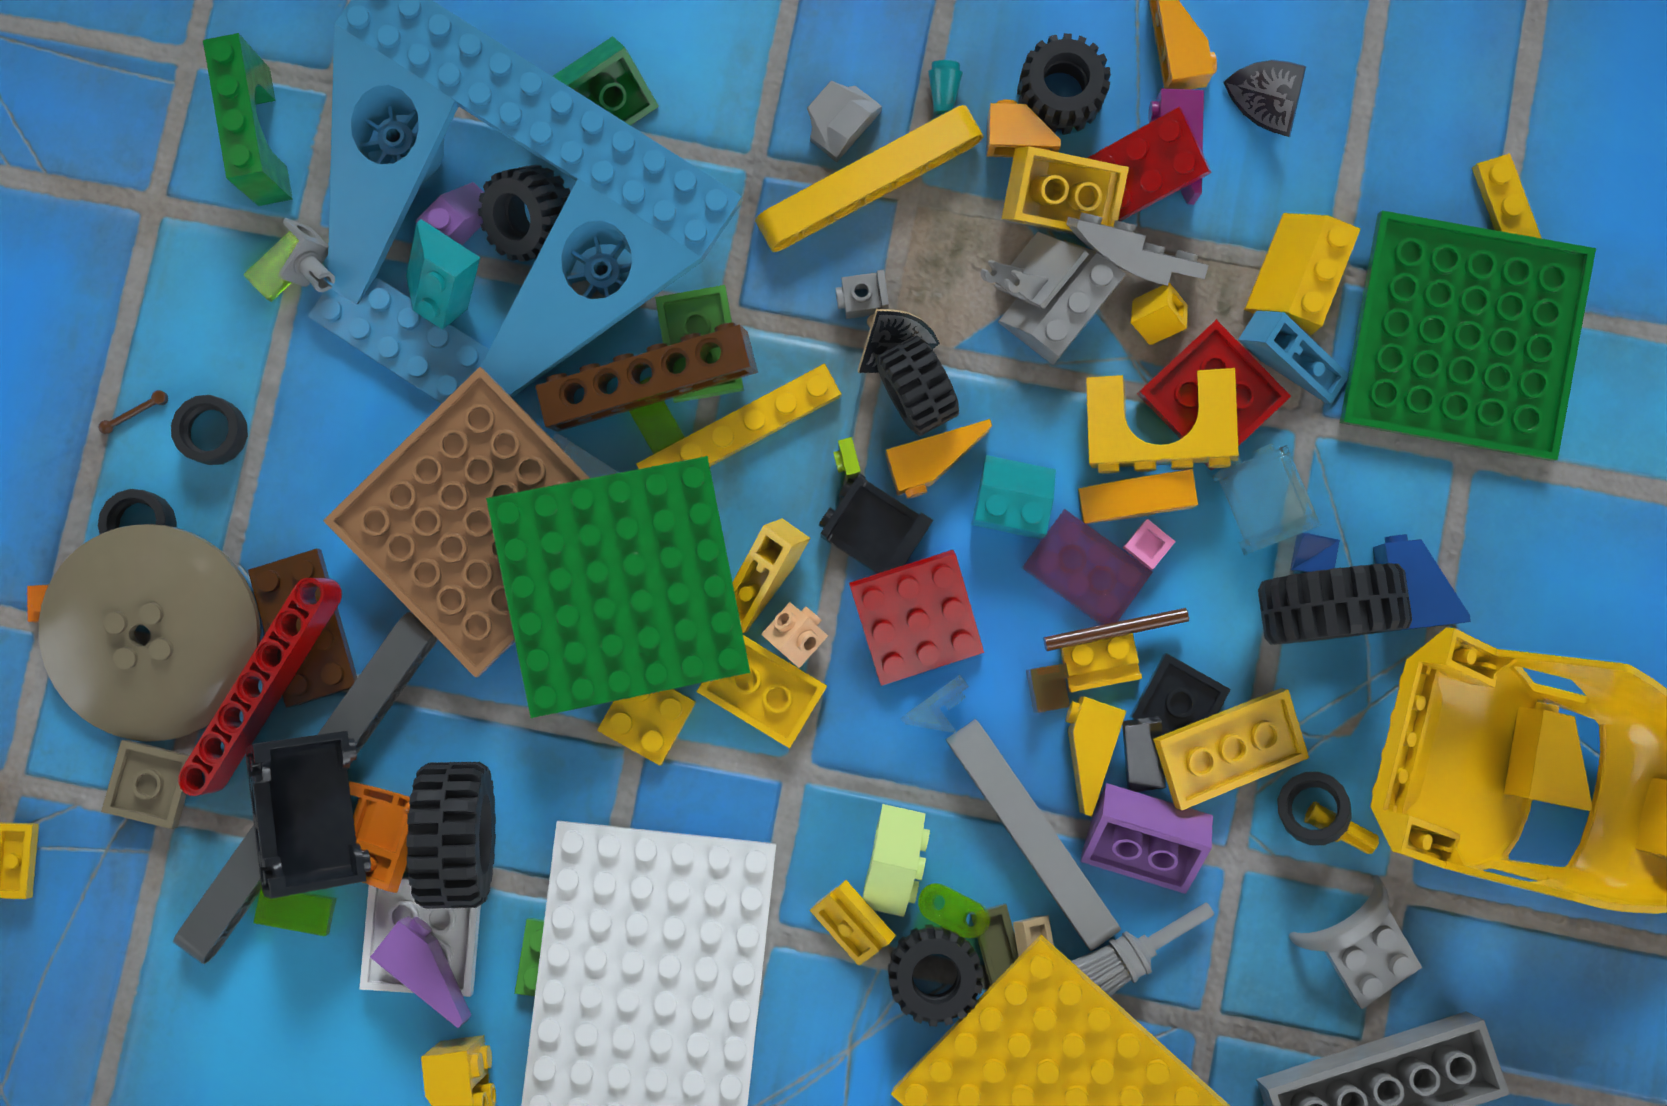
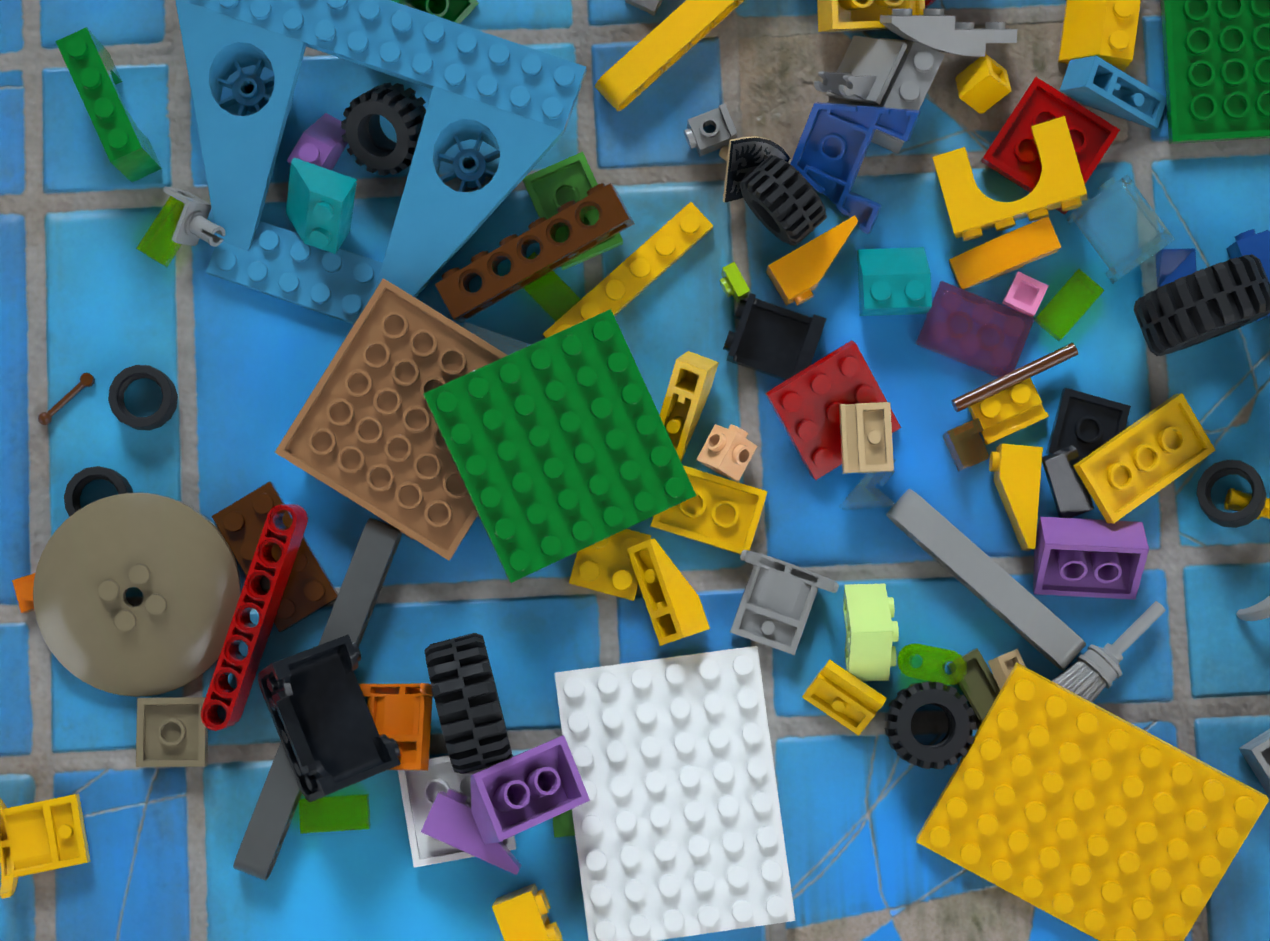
camera: 15 degrees left, 0 degrees up
(488, 943) = (526, 790): none -> medium lavender slope
(695, 772) = (667, 594): none -> yellow slope
(808, 803) = (777, 601): none -> light grey piece
(942, 656) = (866, 437): none -> tan plate
(987, 344) = (836, 146): none -> blue wing
(1192, 566) = (1068, 305): none -> clear neon green tile

